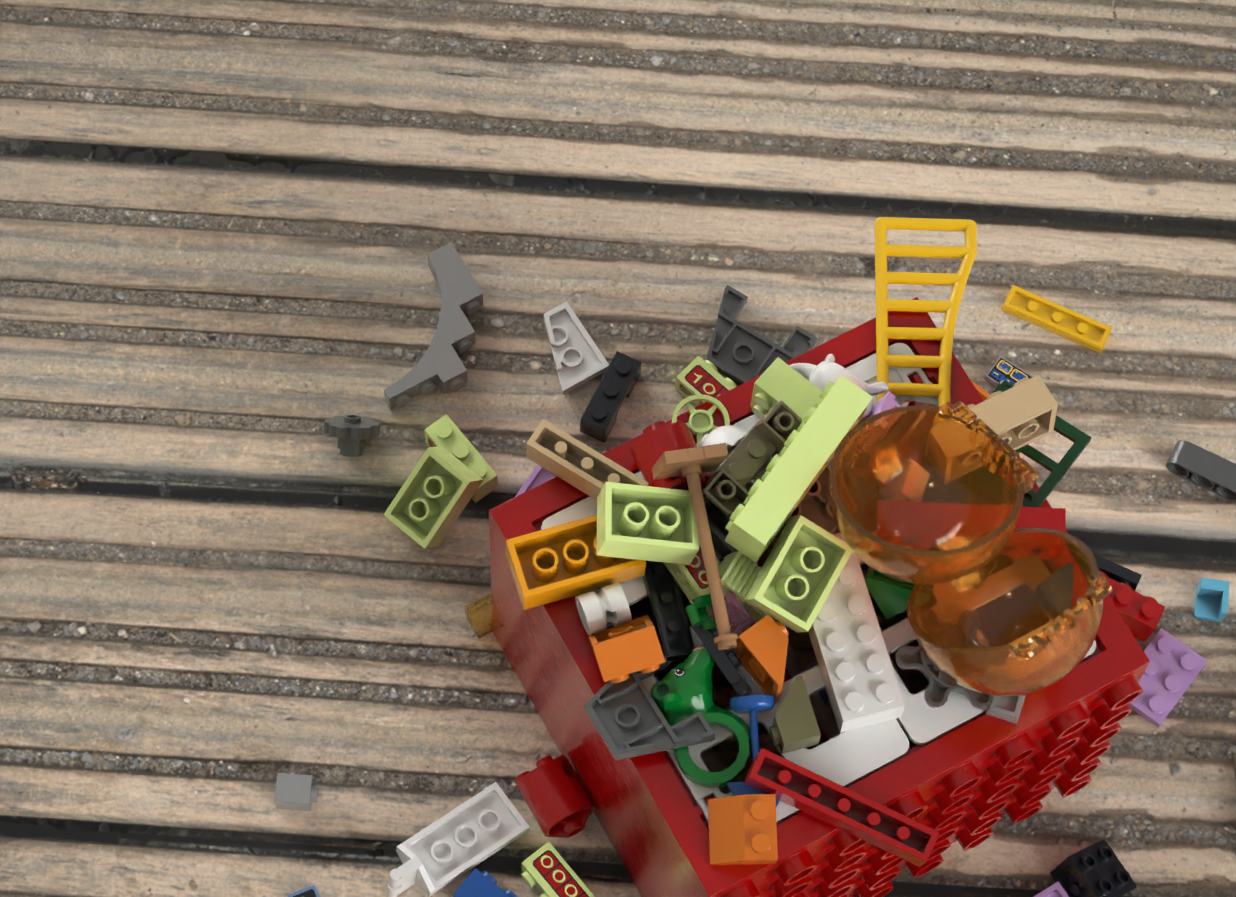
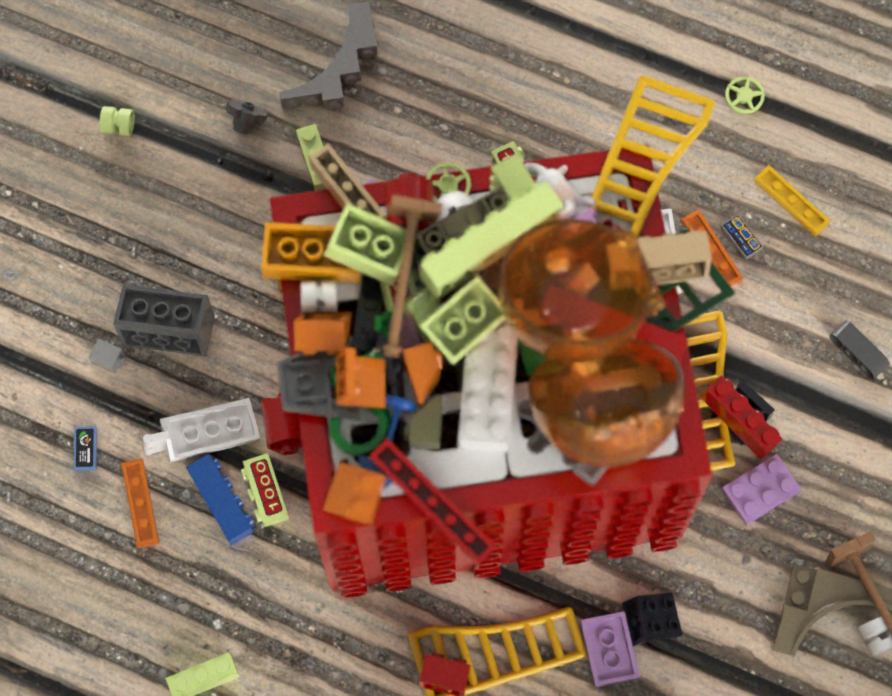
camera: 25 degrees right, 5 degrees up
(190, 493) = (117, 121): none -> yellowish green wheel
(354, 720) = (164, 320): none -> dark grey brick
(433, 497) = (281, 175): yellowish green brick -> none
(572, 348) = (427, 107): white wing -> none
(614, 387) = (449, 140): black arch -> none
(698, 690) = (360, 380): none -> orange bracket
(743, 352) = (545, 140): dark grey wing -> none
(950, 208) = (744, 95): none -> yellowish green wheel
(1211, 599) = (823, 446): medium azure panel -> none

